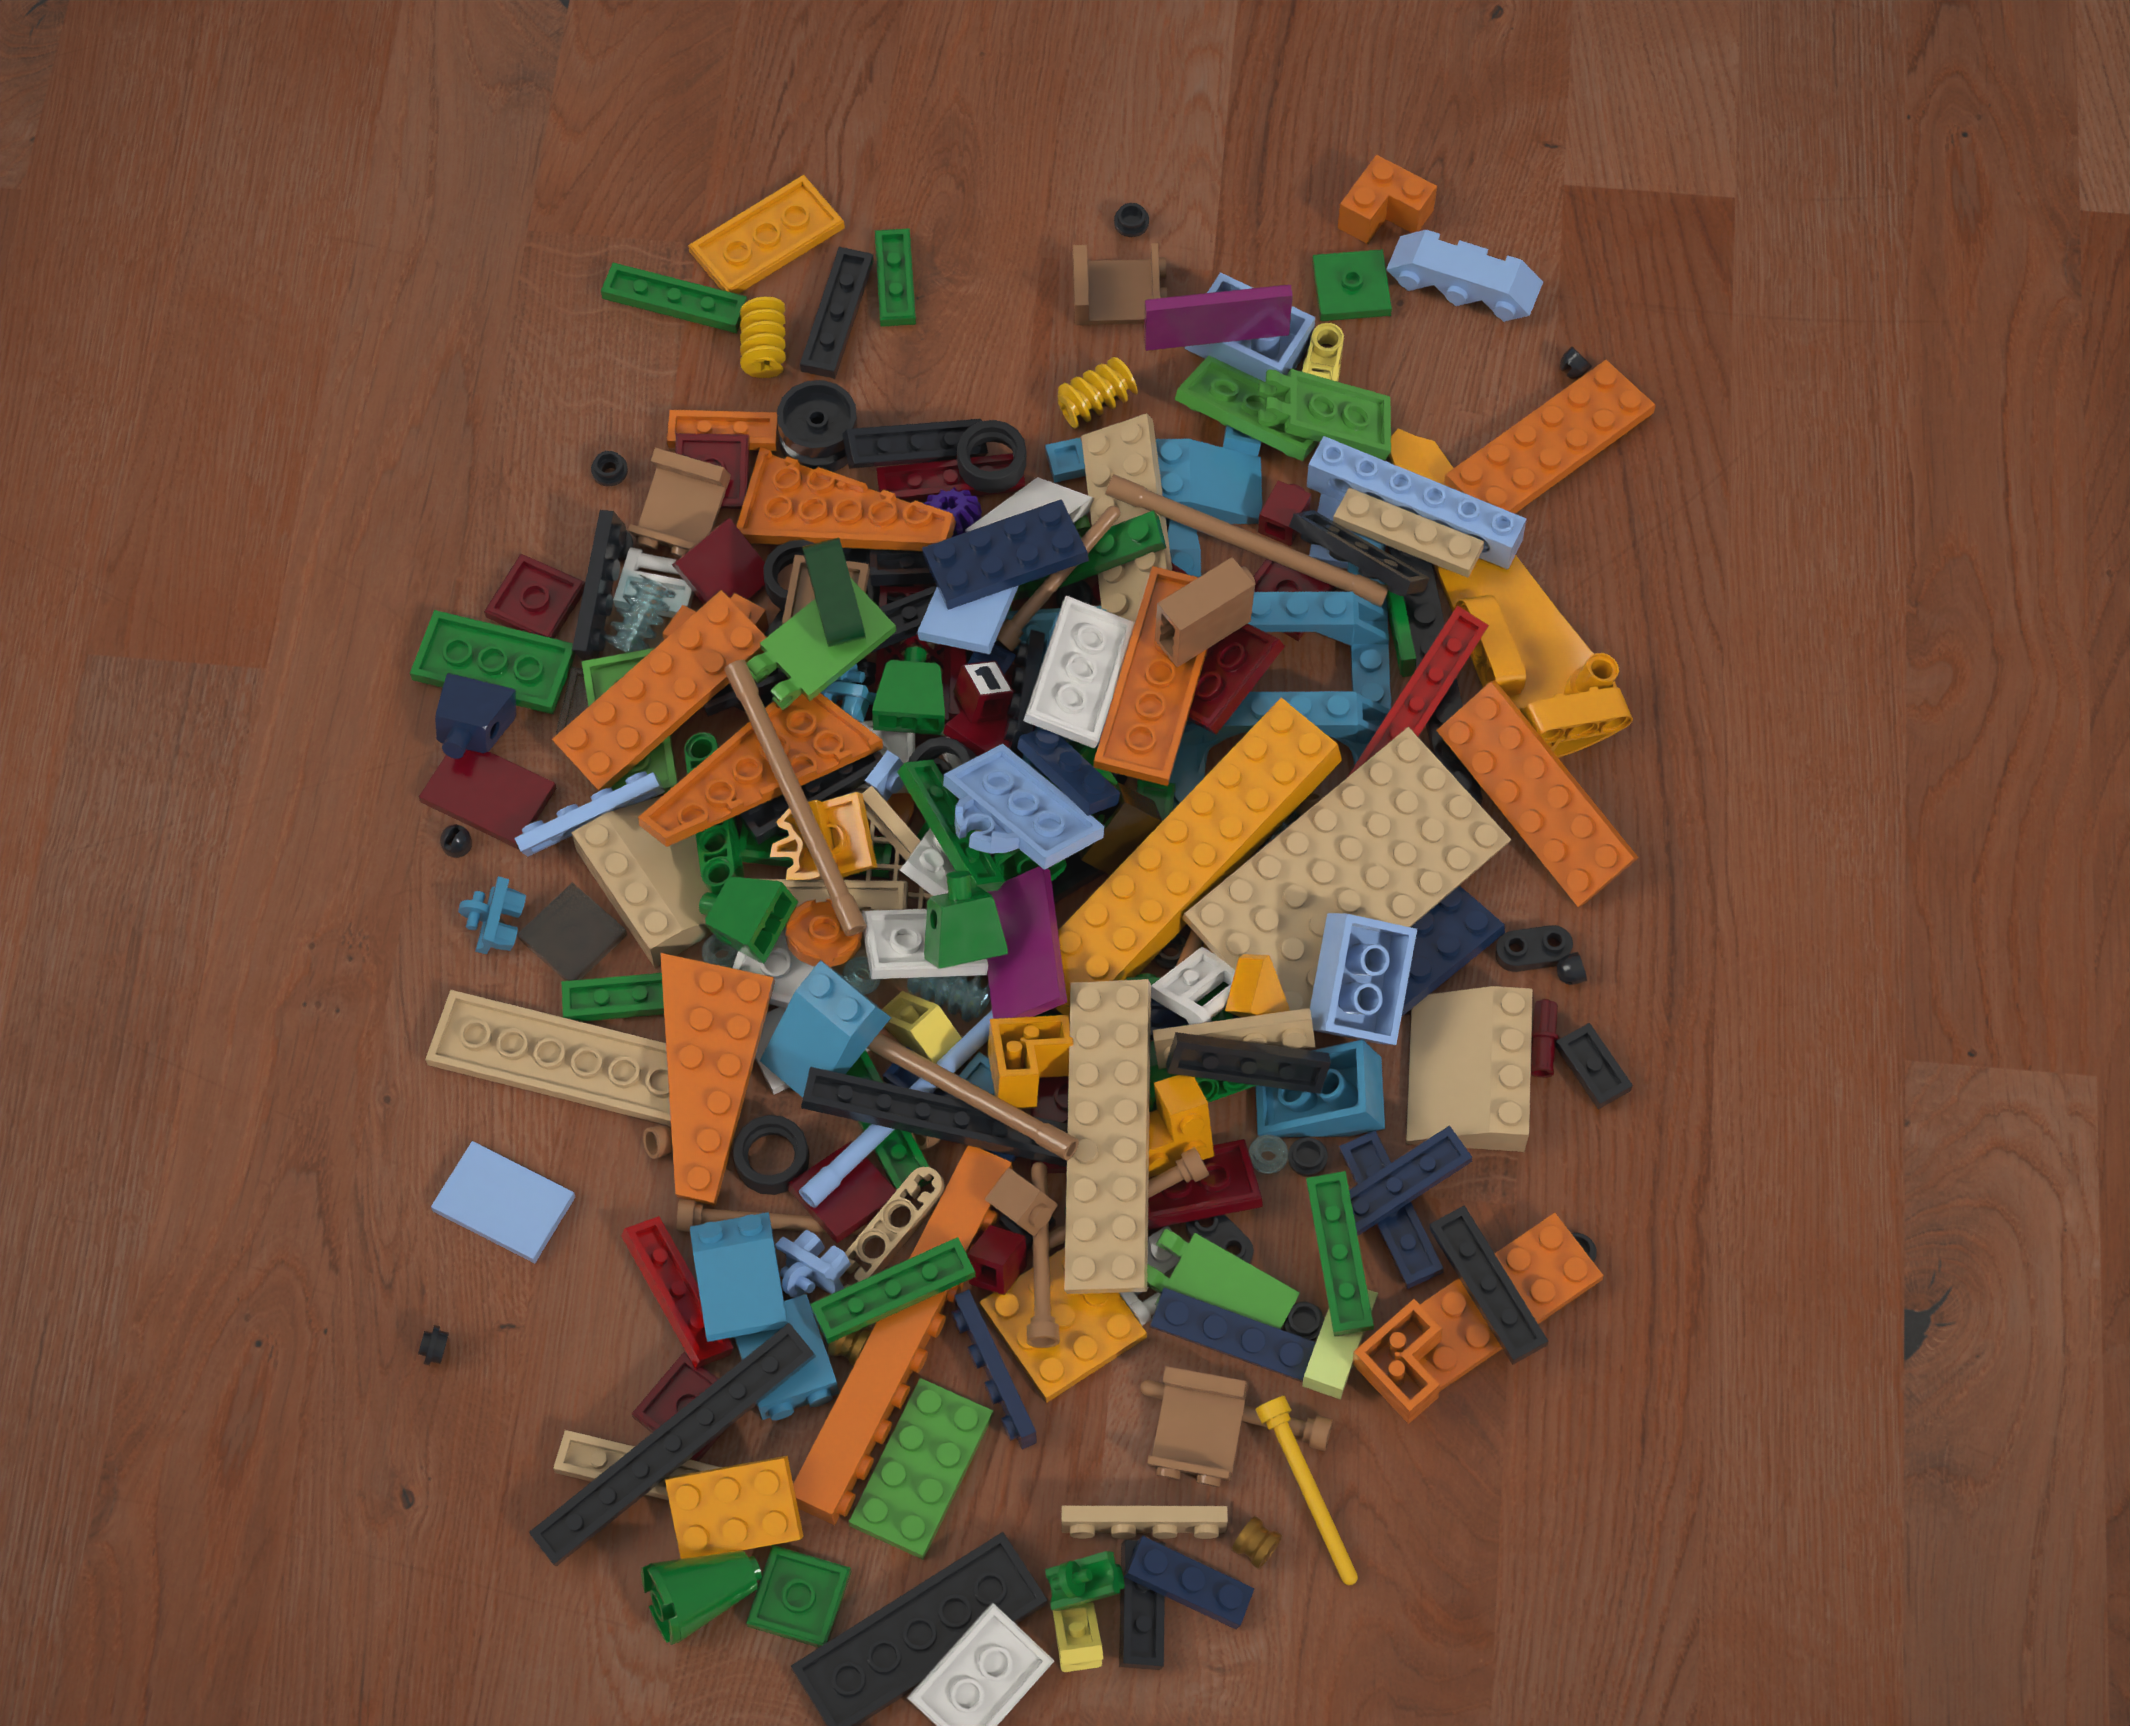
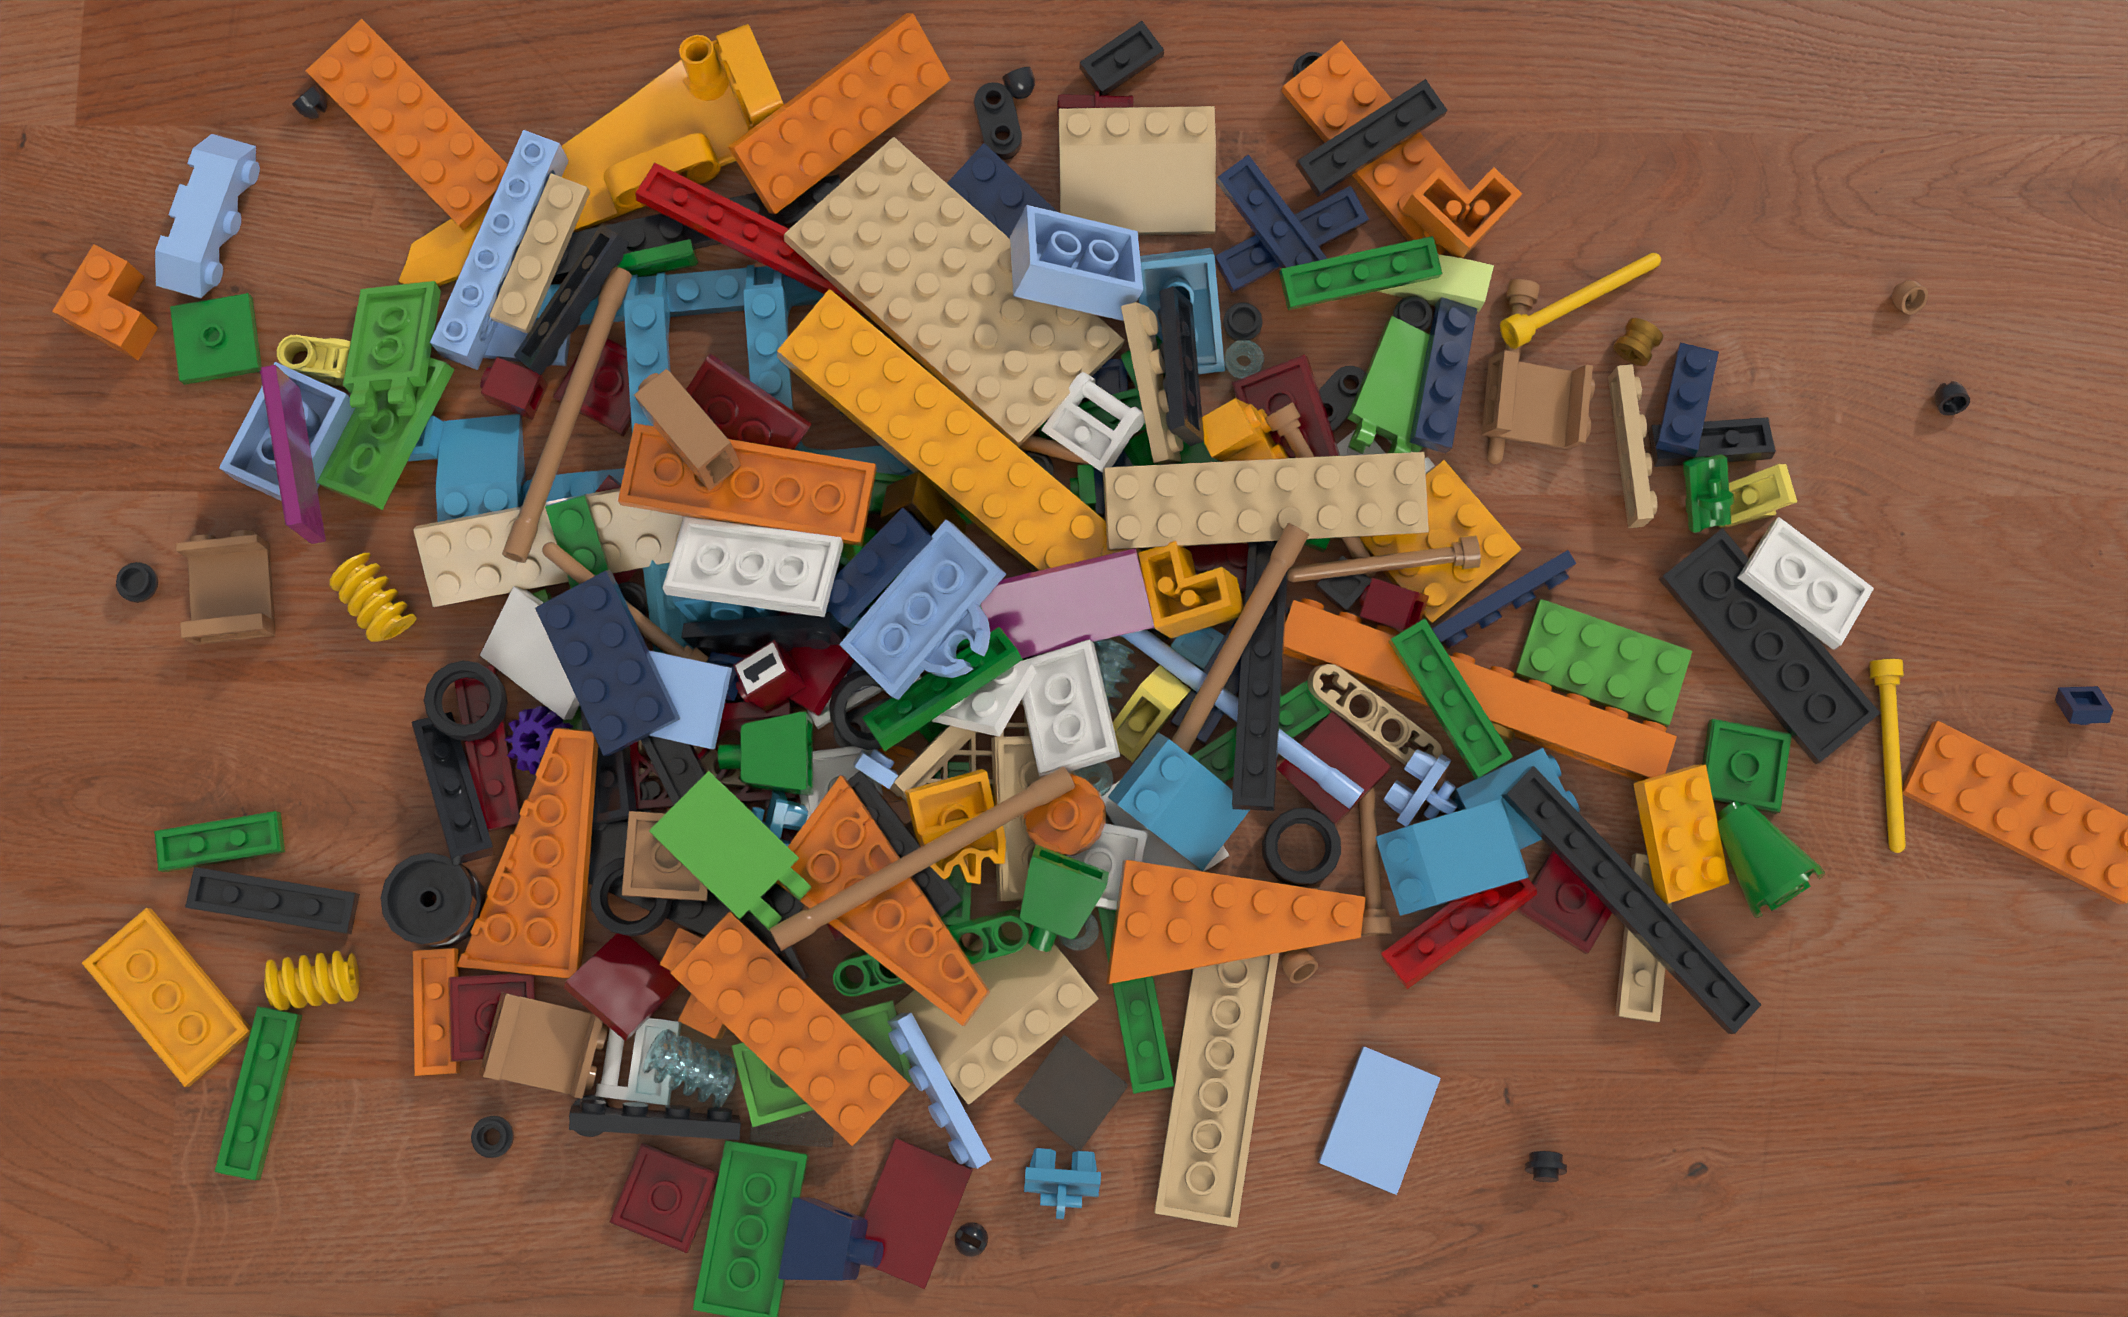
camera: 100 degrees left, 15 degrees up
(833, 592) = (679, 838): dark green beam -> none
(962, 924) = (1065, 661): green torso -> none
(1021, 1202) = (1343, 580): medium nougat brick -> none
(1066, 459) = (457, 624): dark azure plate -> none
(1255, 988) = (1099, 364): light orange slope -> none

